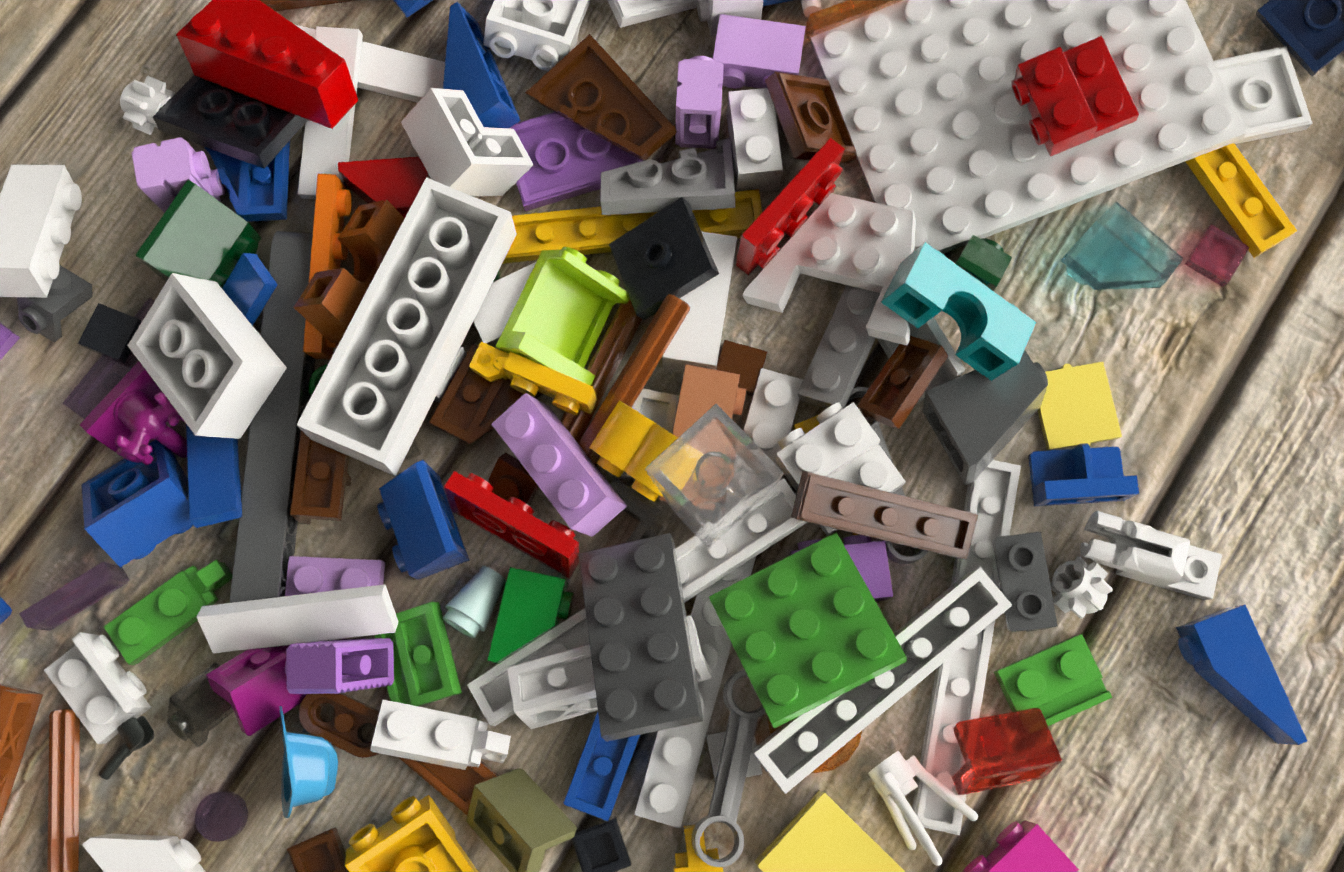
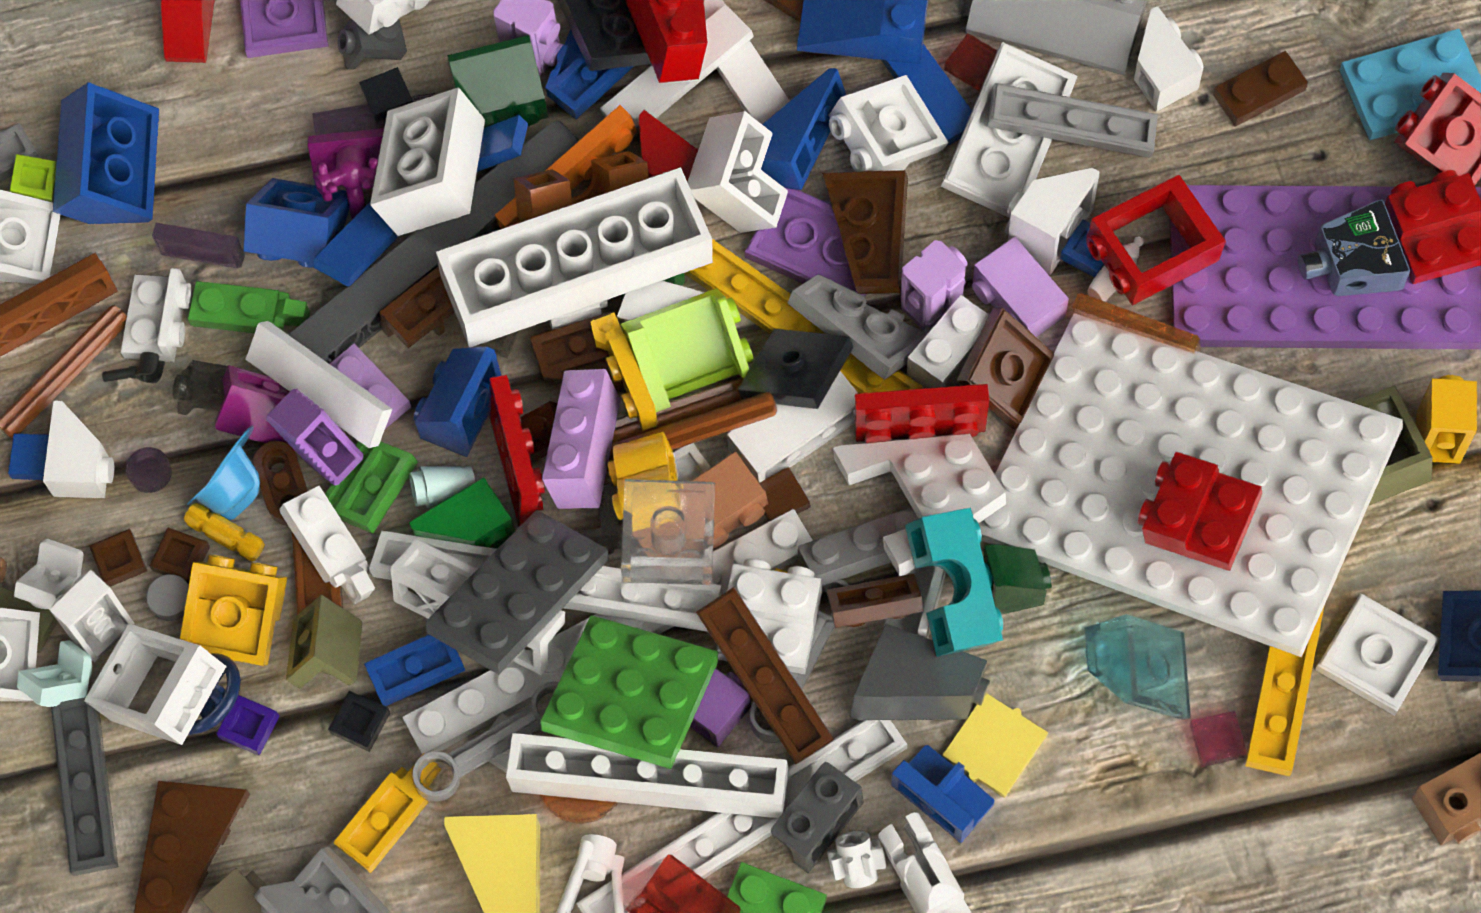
camera: 50 degrees right, 10 degrees down
(338, 806) = (224, 532): none -> yellow axle

